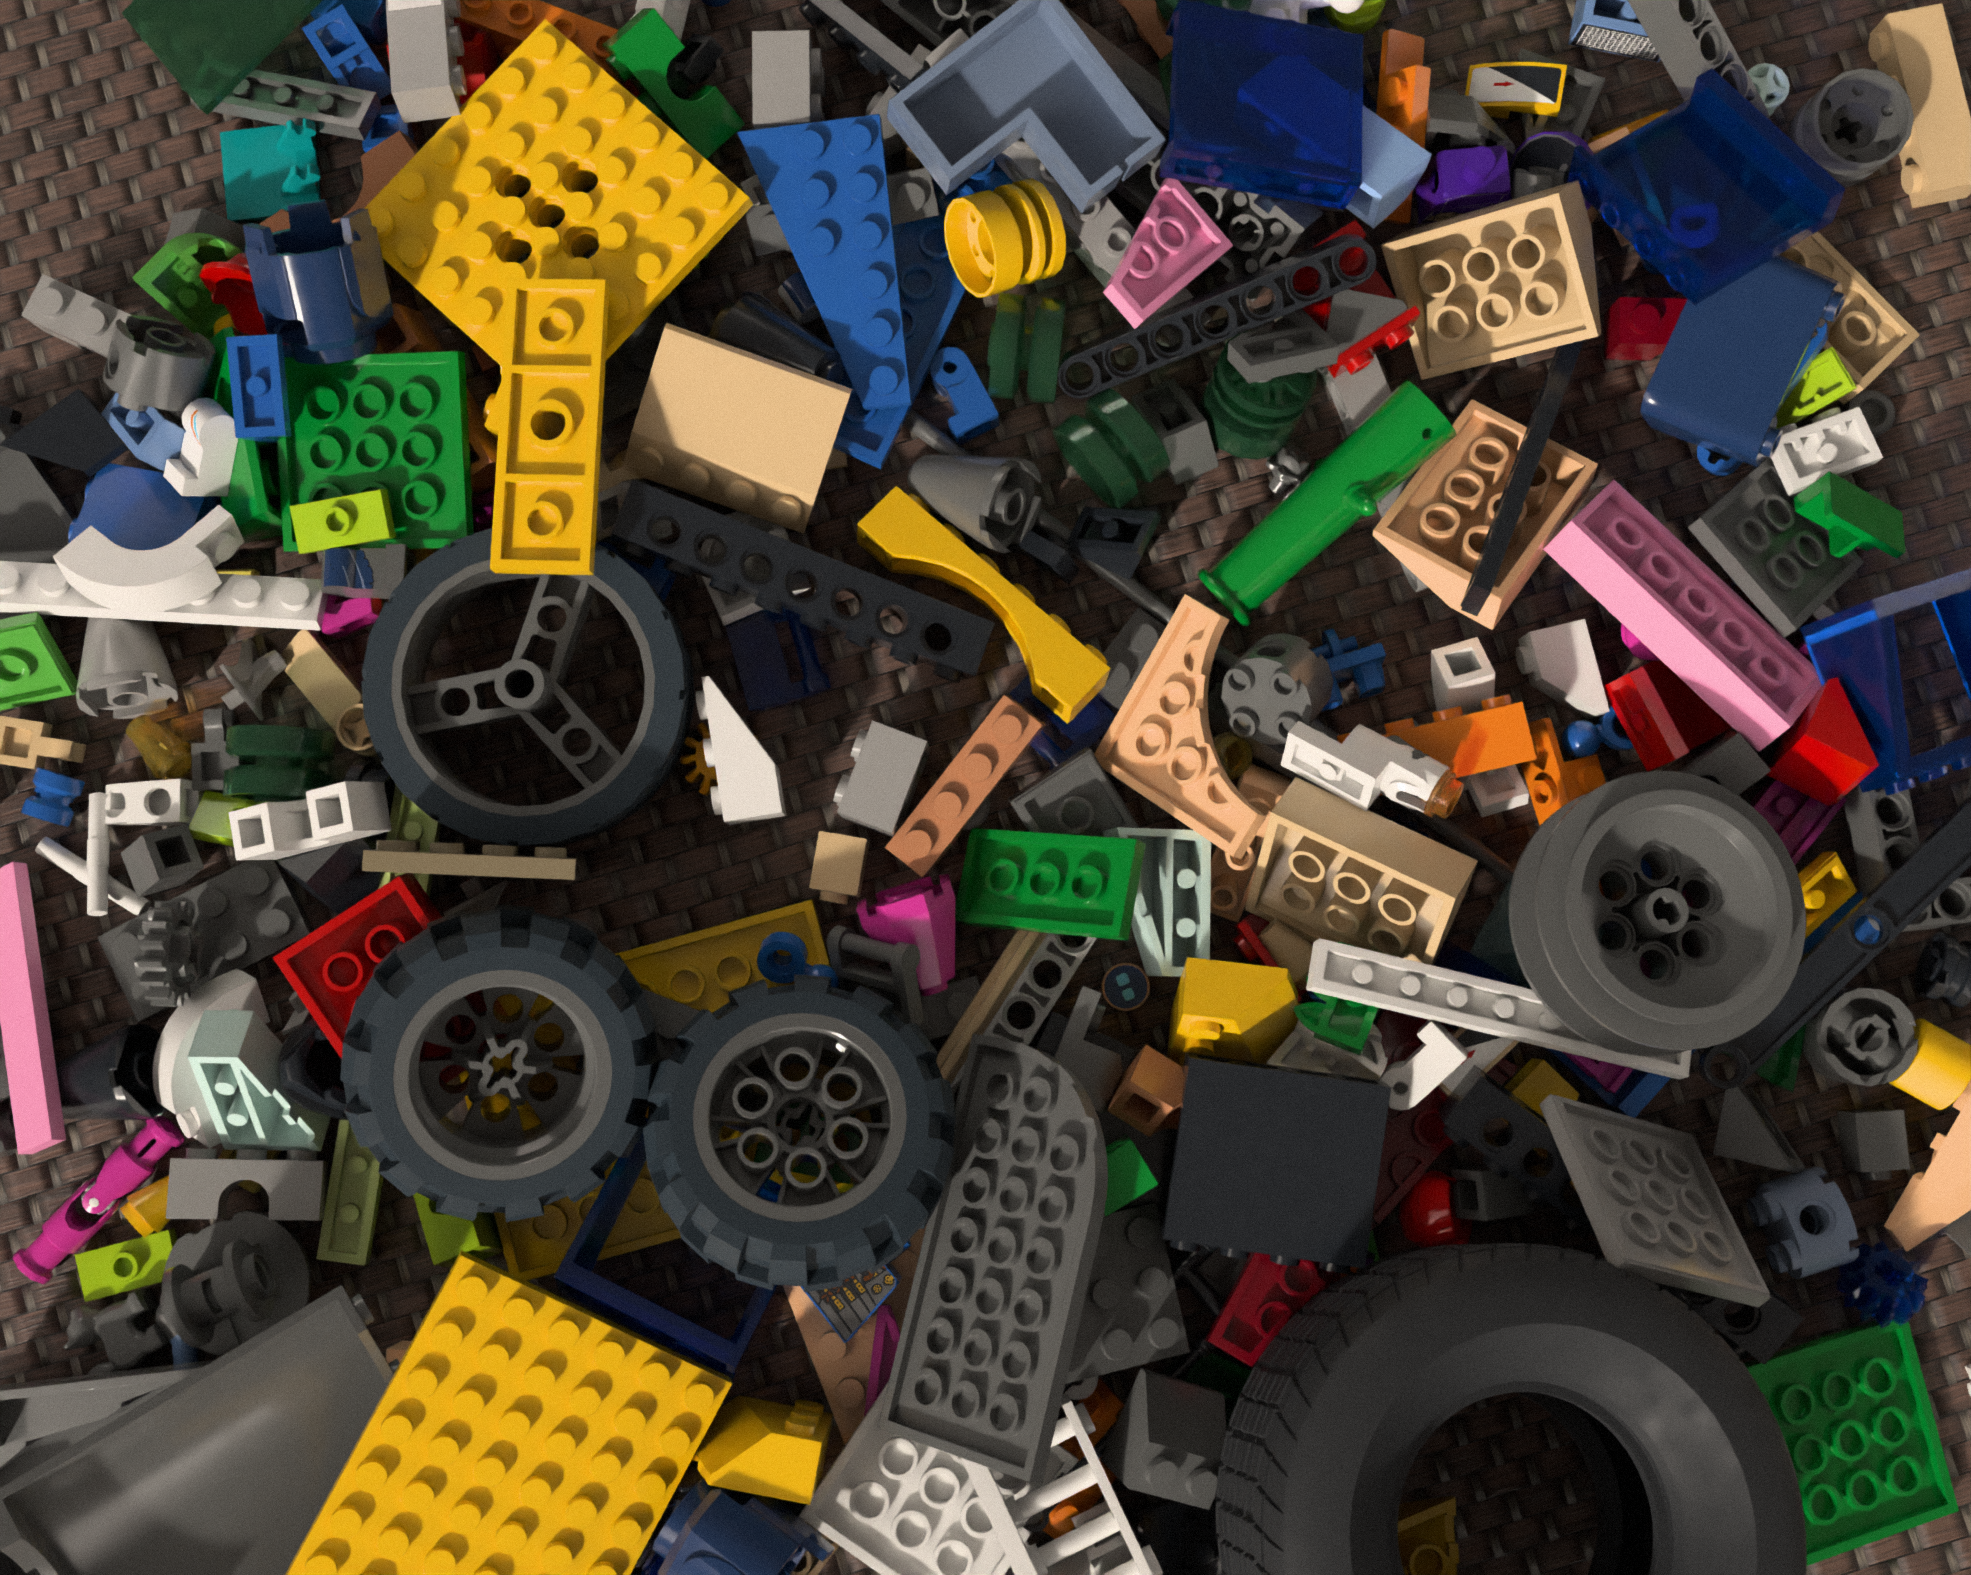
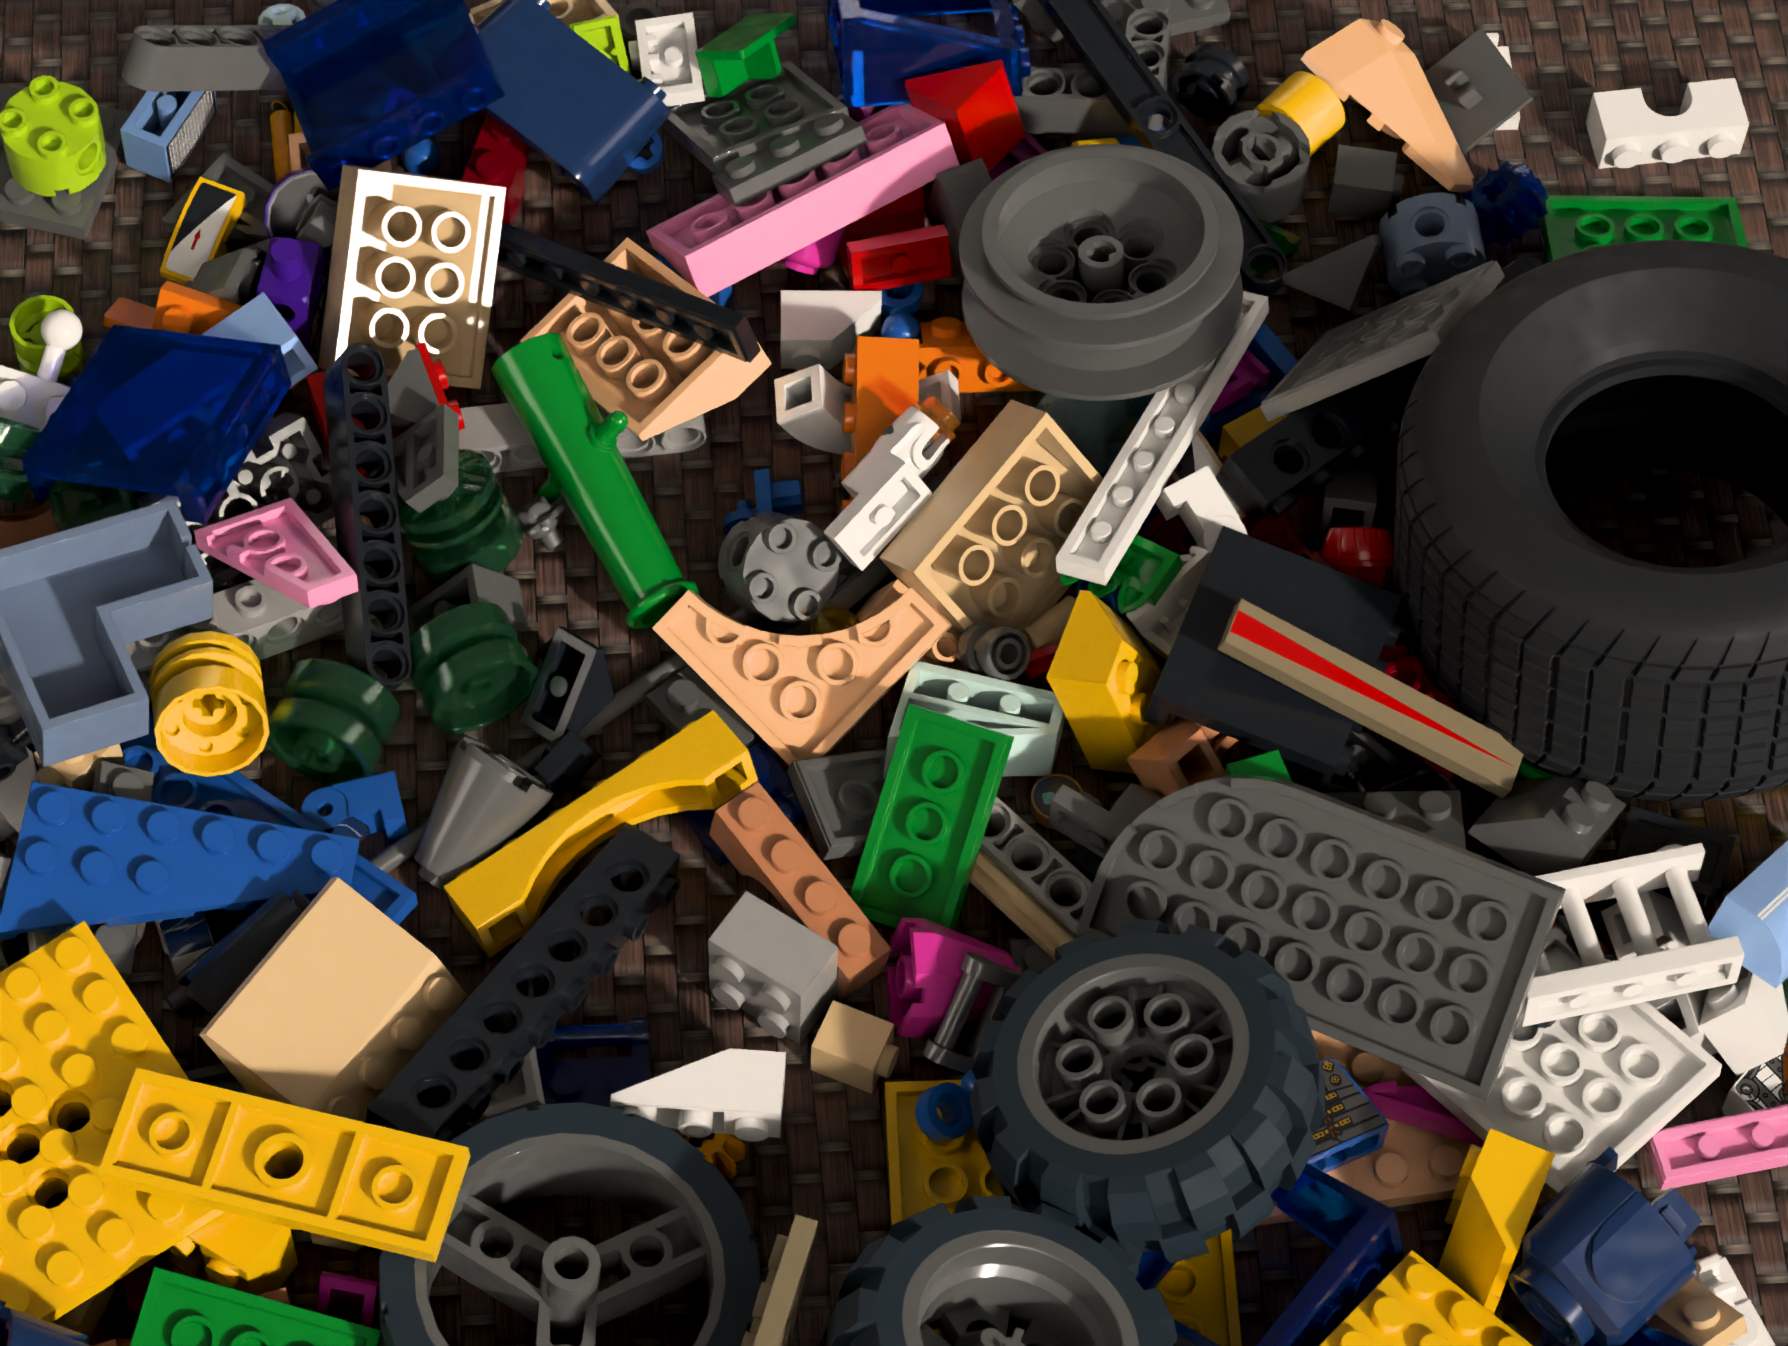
camera: 85 degrees left, 25 degrees down
(1239, 901) = (994, 651): none -> dark grey wheel
(1241, 1257) = (1371, 698): none -> dark tan tile
(1721, 590) = (789, 158): none -> dark grey plate

